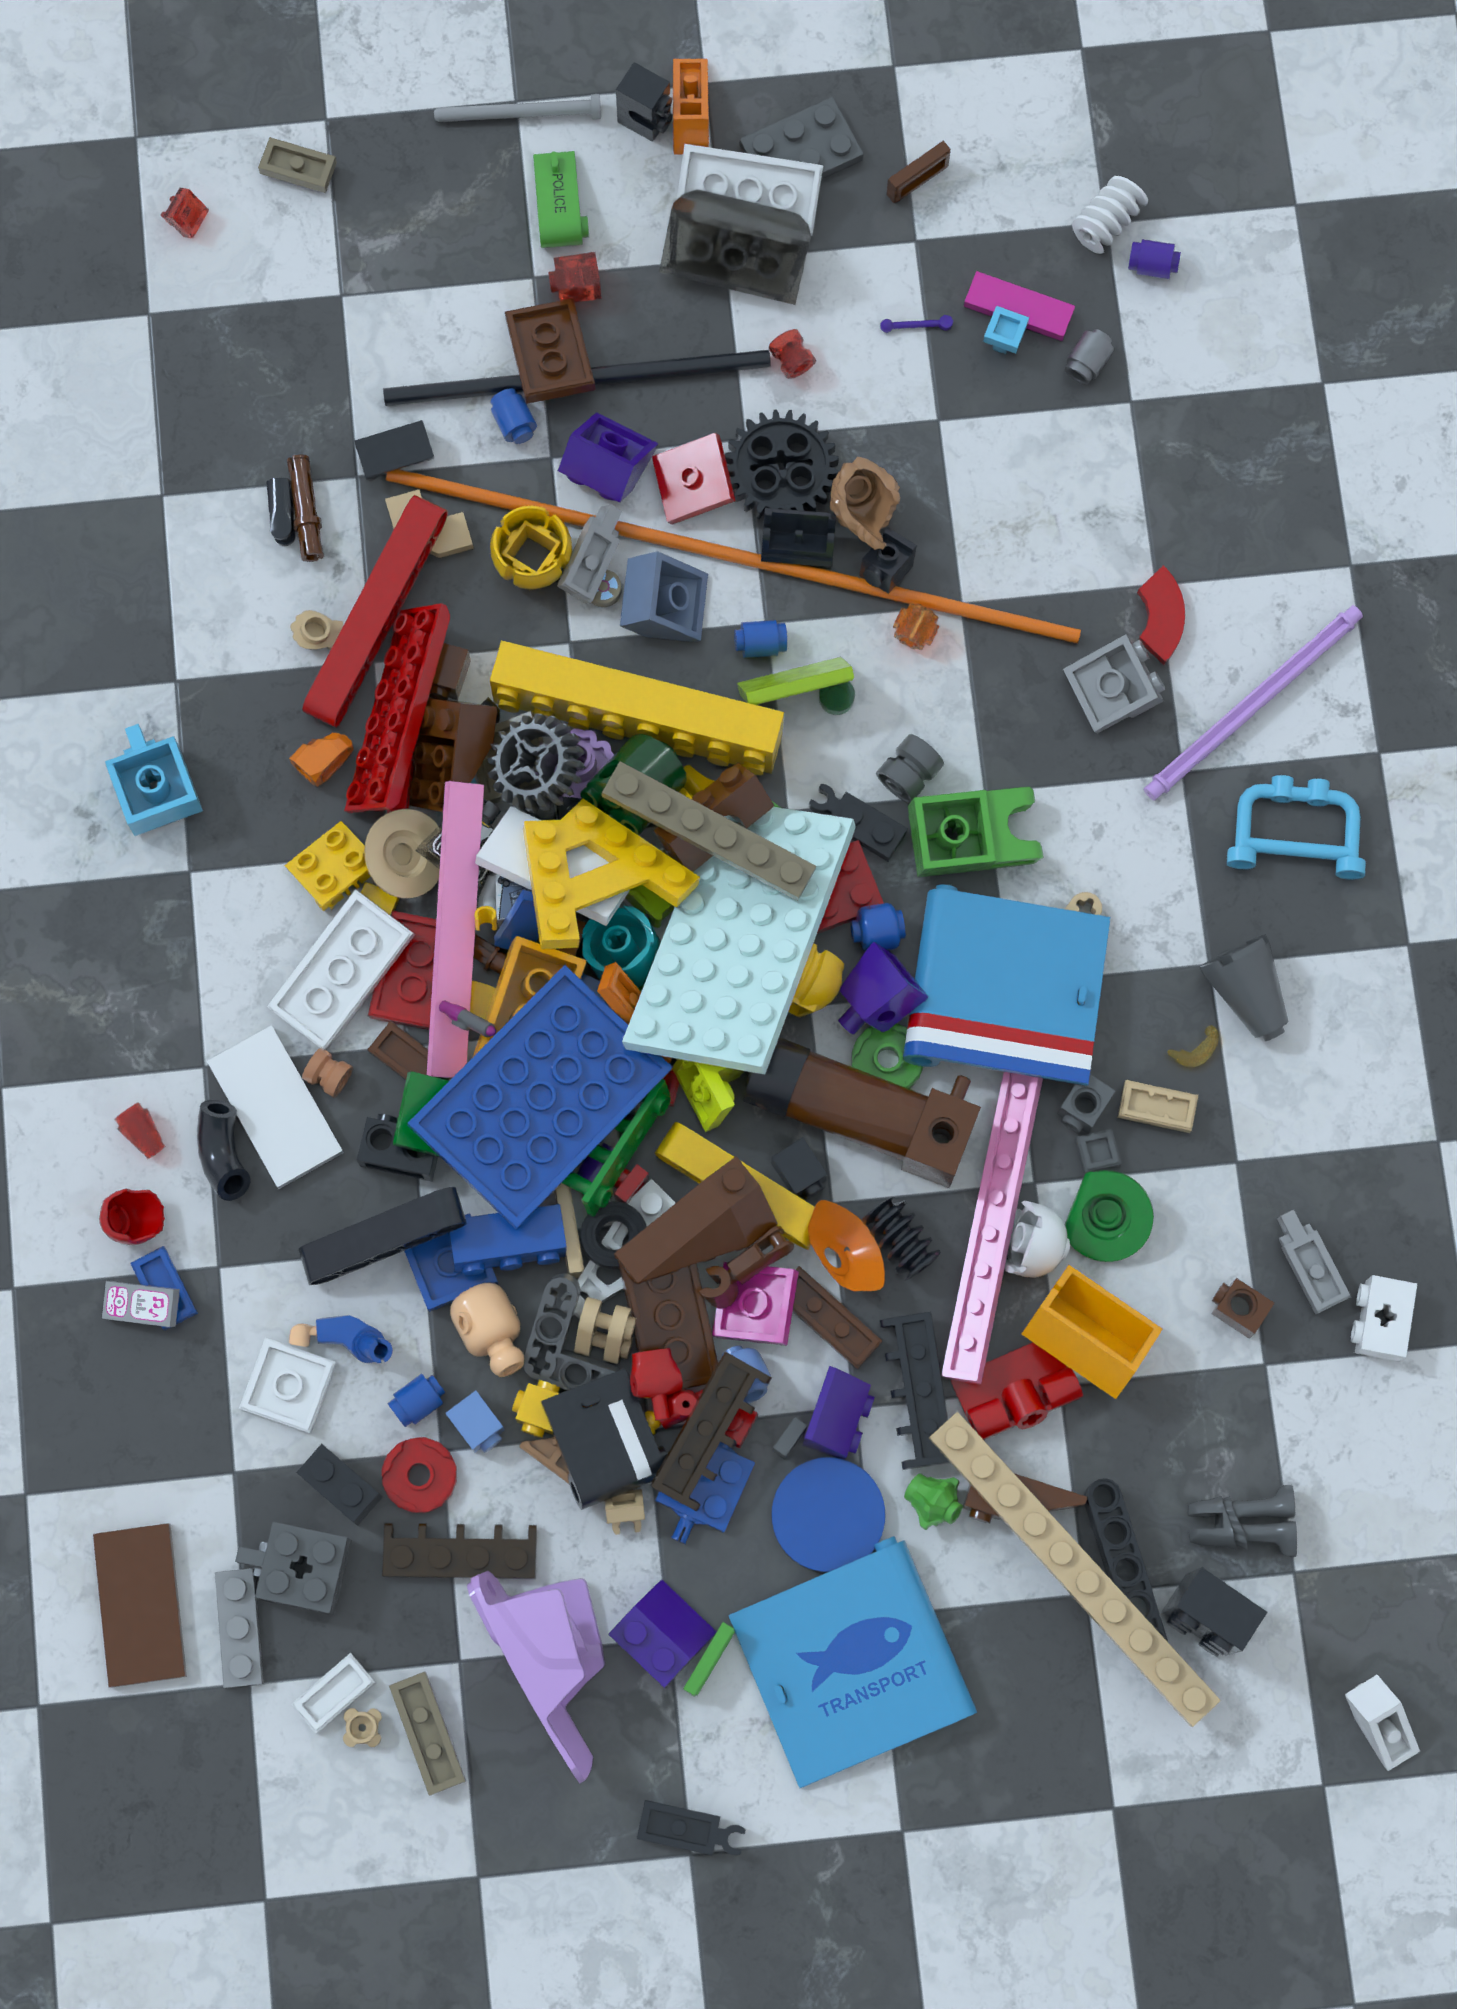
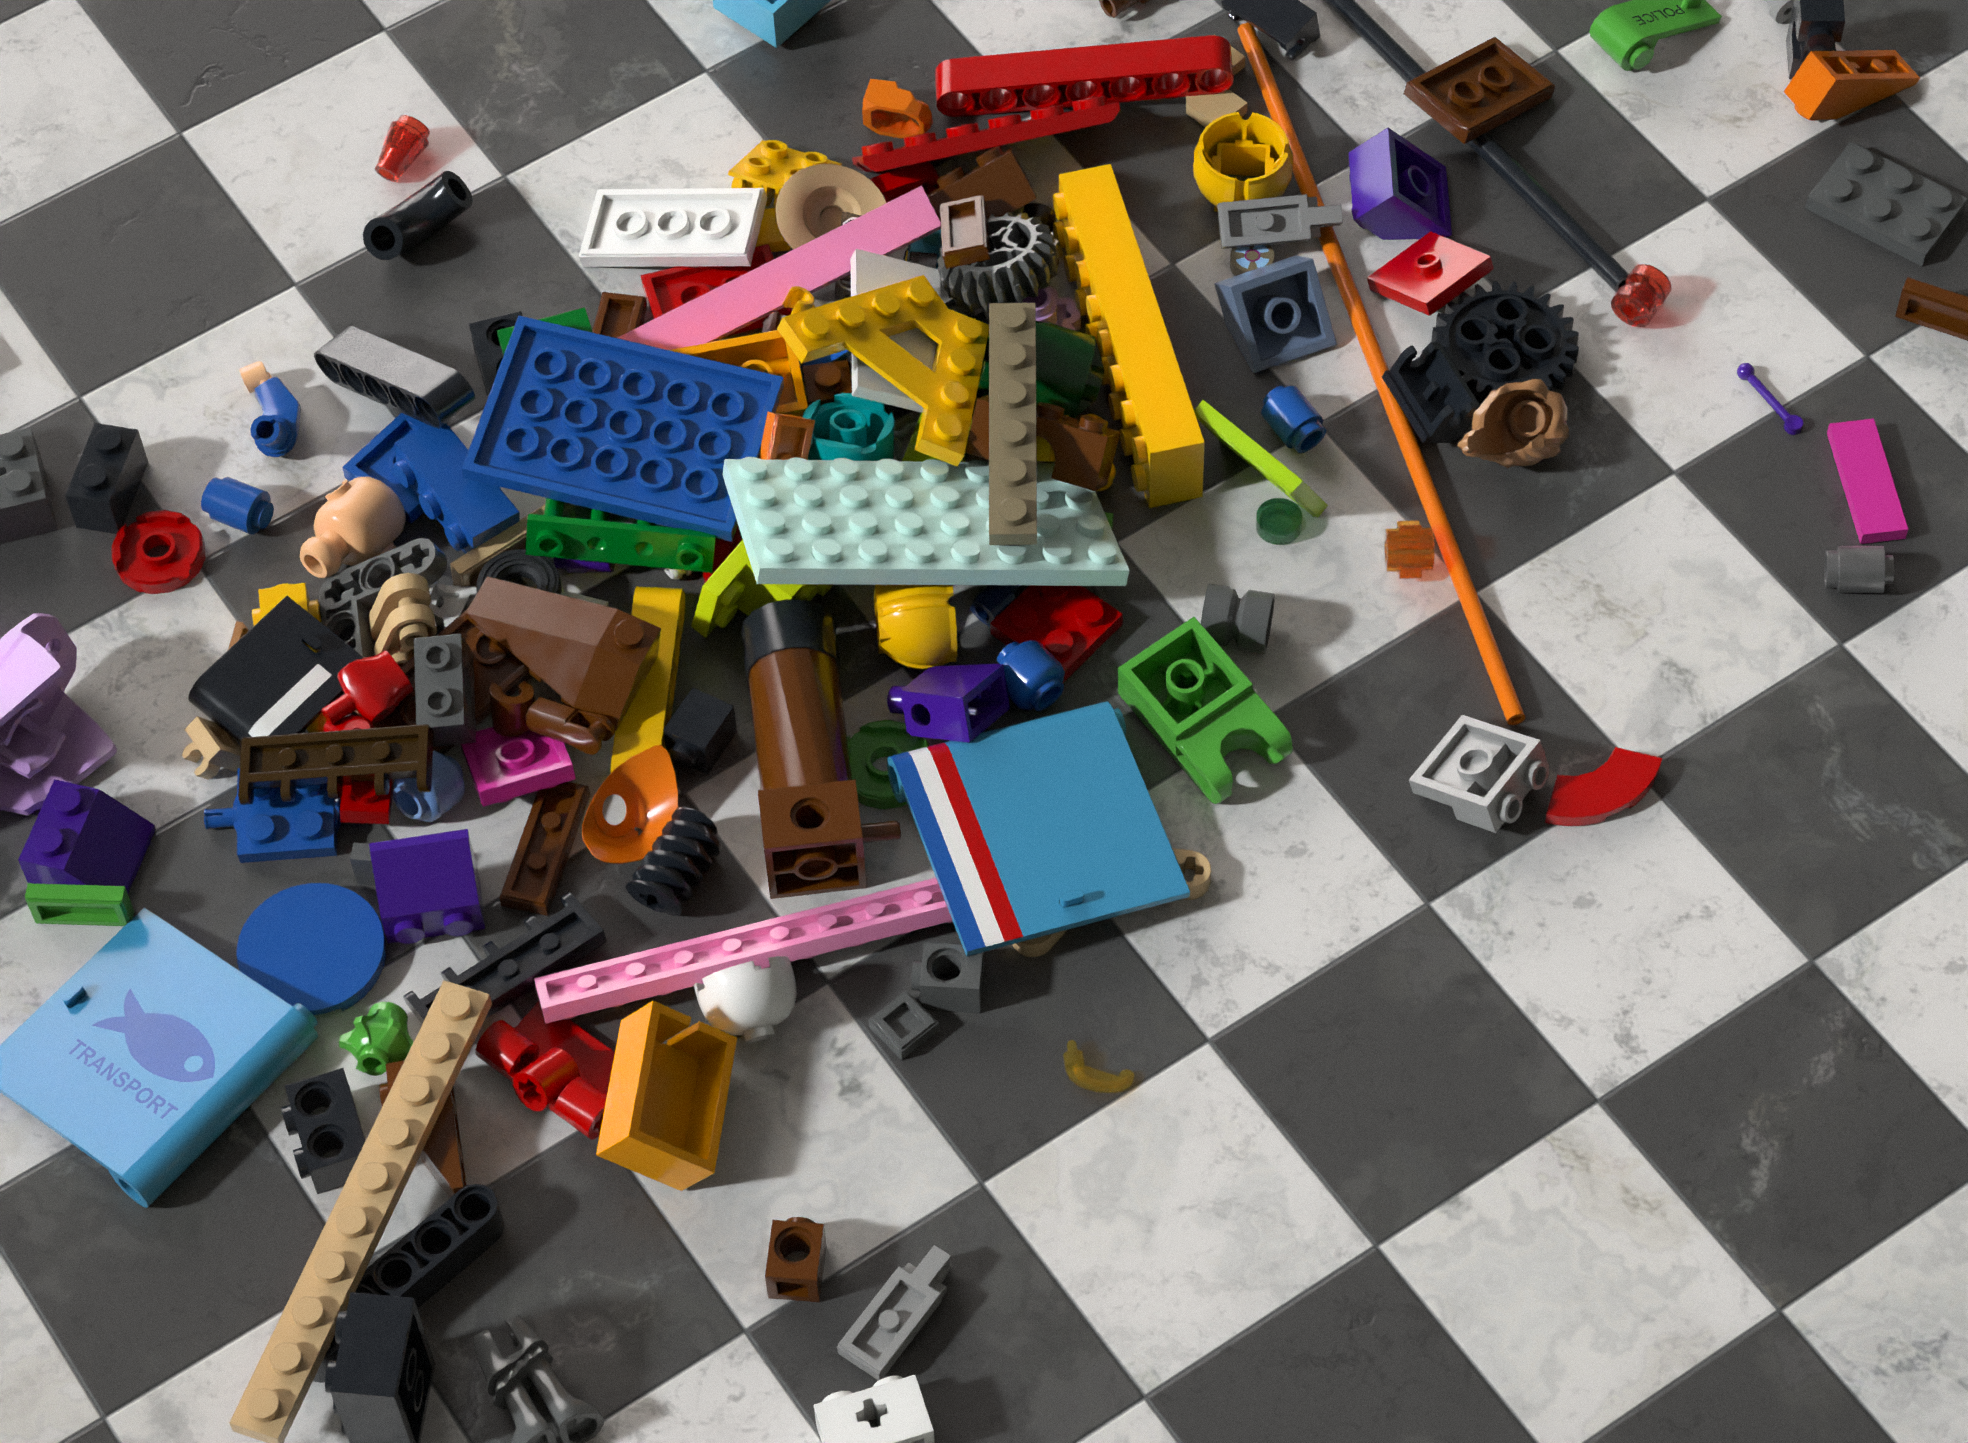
camera: 65 degrees right, 20 degrees down
(132, 1216) = (302, 176): red hair -> none
(140, 1303) = (214, 228): tile -> none
(159, 1271) = (245, 247): blue tile -> none
(275, 1107) = (493, 247): white tile -> none
(288, 1385) = (196, 395): white tile -> none
(315, 630) = (1028, 37): tan animal -> none
(327, 1072) = (555, 267): nougat wheel -> none
(450, 672) = (1053, 157): reddish brown brick -> none
(460, 1556) = (99, 656): dark brown hinge -> none
(467, 1020) = (673, 330): piece -> none
(476, 1423) = (240, 566): medium blue brick -> none
(505, 773) = (964, 231): none -> tile
(513, 416) = (1382, 93): blue brick -> none
(576, 277) = (1579, 75): clear red brick -> none
(630, 1183) = (588, 580): red plate -> none
(689, 1327) = (445, 688): none -> dark grey brick
(736, 245) = (1719, 178): clear smoke windscreen -> none
(753, 178) = (1797, 172): white tile -> none
(873, 828) = (1145, 605): black plate -> none
(888, 566) = (1464, 487): black brick -> none
(986, 1556) = (331, 1130): none -> black brick
(1005, 330) = (1822, 471): medium azure tile -> none
(1109, 1216) = (823, 1062): green hat -> none
(1157, 1106) = (994, 1057): tan plate -> none
(1250, 986) = (1201, 1075): dark grey cone -> none
(1253, 702) = (1564, 930): lavender piece -> none
(1316, 794) = (1474, 1012): medium azure bar -> none

